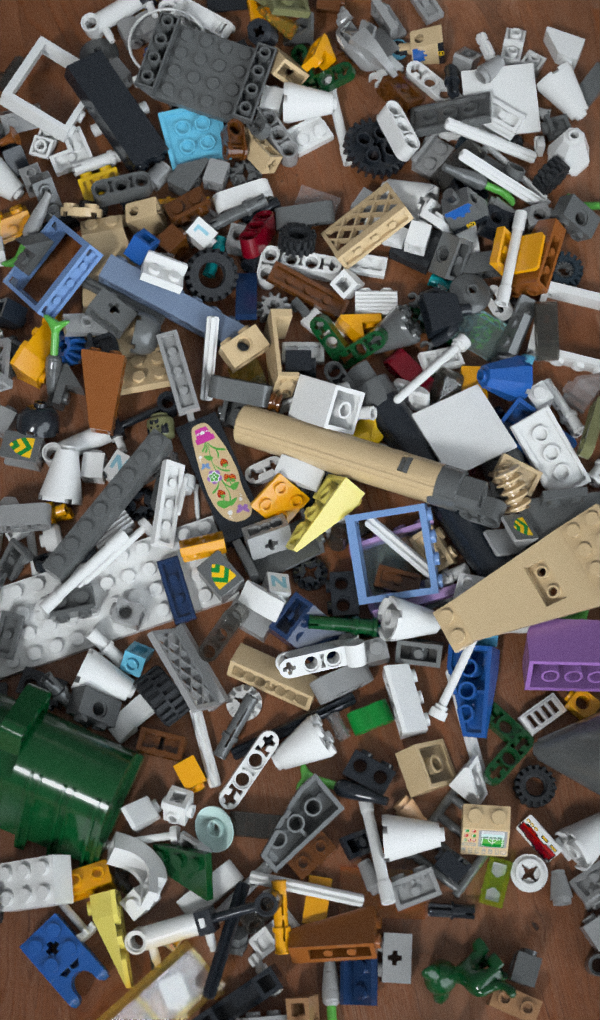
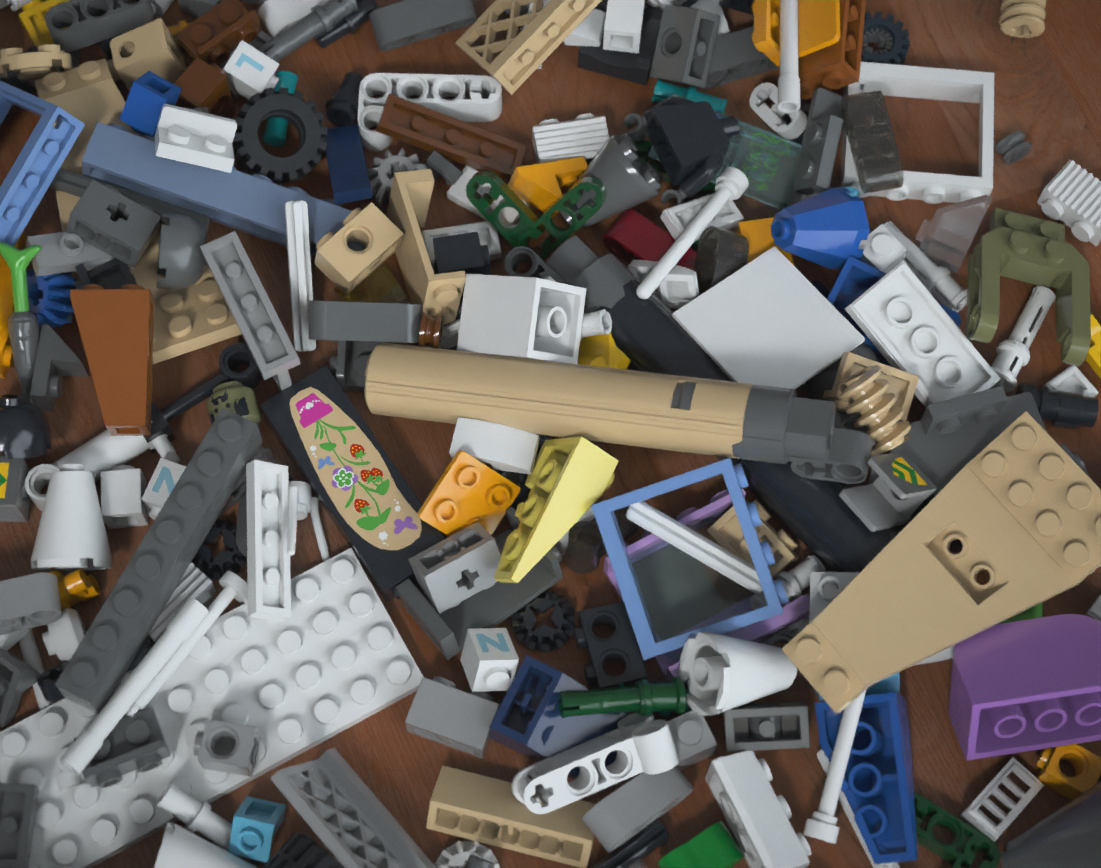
camera: 15 degrees left, 5 degrees down
(176, 590) = (310, 690): dark blue tile -> none
(202, 546) = (345, 604): light orange bracket -> none
(220, 576) = (386, 651): piece -> none
(230, 625) = (396, 764): clear smoke beam -> none
(232, 245) = (320, 85): light grey brick -> none
(257, 234) = (348, 58): dark red beam -> none
(260, 467) = (424, 449): white beam -> none
(261, 601) = (469, 682): white slope -> none
(296, 240) = (417, 57): black tyre -> none
(347, 283) = (516, 117): white brick -> none
(371, 266) = (547, 85): white plate -> none
(396, 579) = (699, 605): reddish brown plate -> none
(477, 300) = (748, 101): dark grey dish -> none

